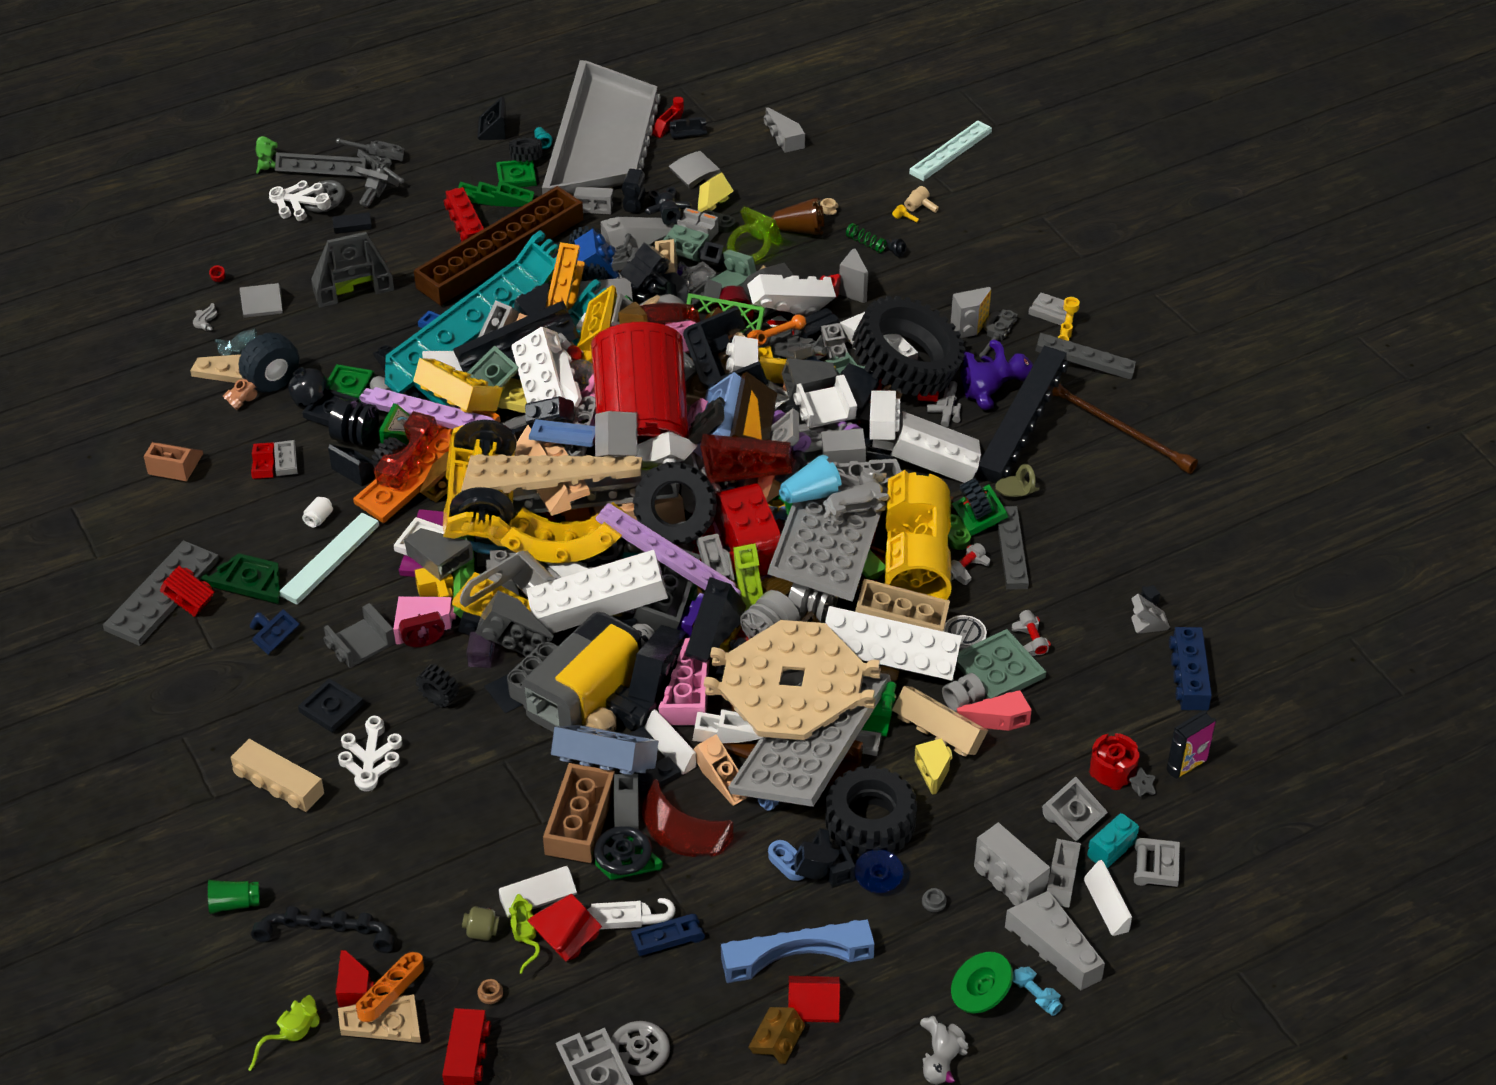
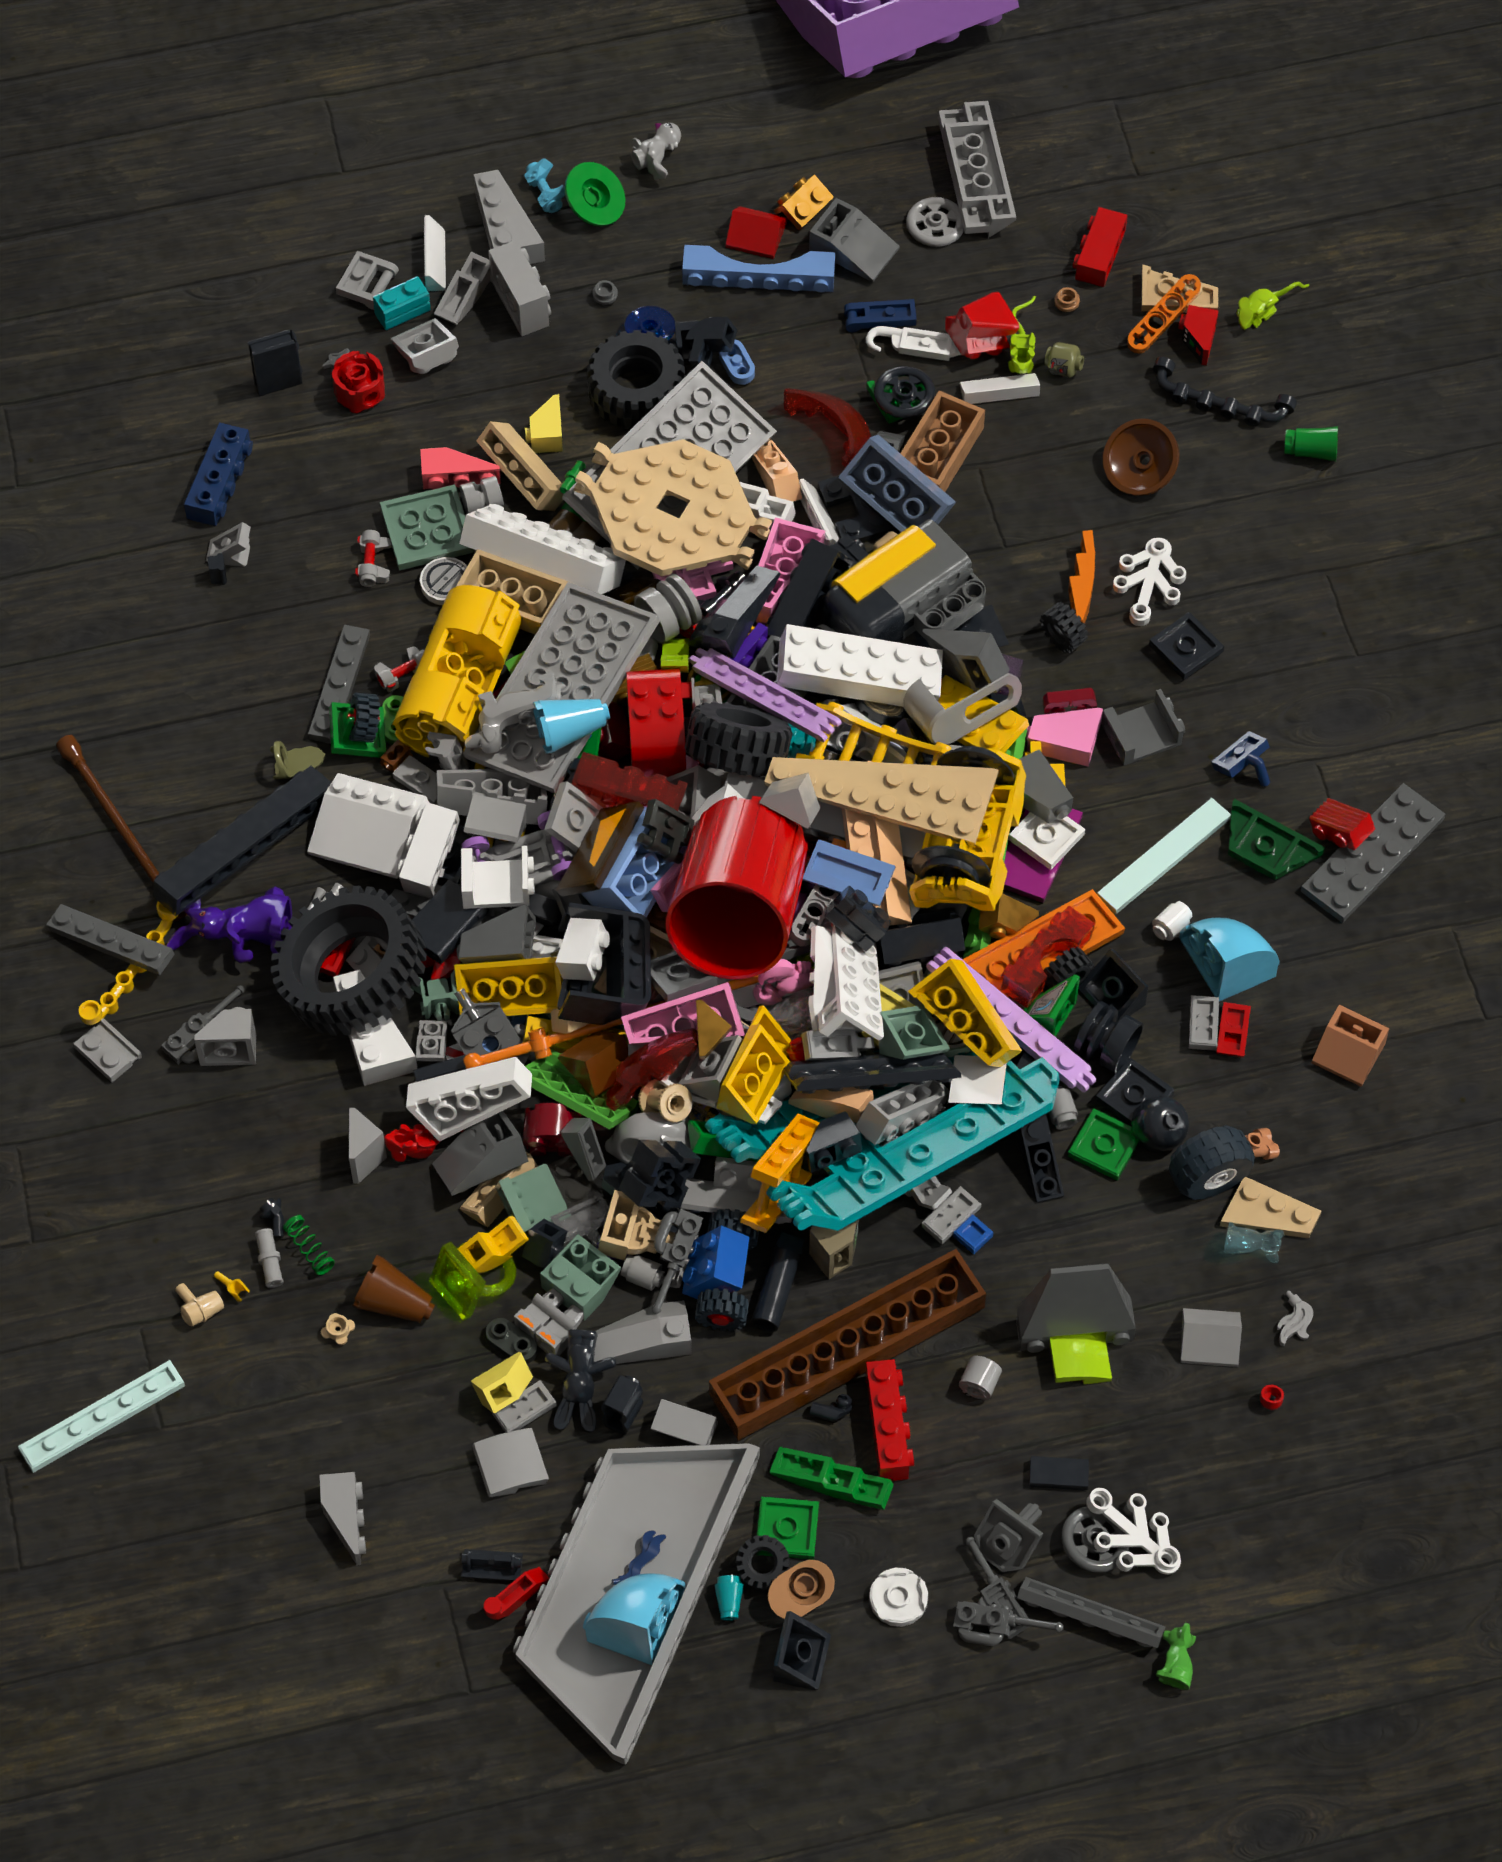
camera: 165 degrees left, 15 degrees up
(267, 486) = (1229, 955): none -> medium azure brick
(277, 775) = (1255, 563): tan brick -> none
(391, 840) = (1128, 448): none -> reddish brown dish
(410, 248) = (980, 1377): none -> light grey piece
(428, 732) = (1081, 585): none -> orange slope
(440, 158) = (898, 1597): none -> white tile
(499, 145) = (801, 1588): none -> medium nougat piece
(593, 103) = (635, 1615): none -> medium azure brick
(596, 145) = (649, 1550): none -> dark blue hair
(691, 193) = (531, 1405): none -> light grey plate
(715, 995) = (854, 239): none -> dark grey slope
(748, 239) = (494, 1248): none -> yellow brick
(887, 227) = (269, 1258): none -> light grey pin

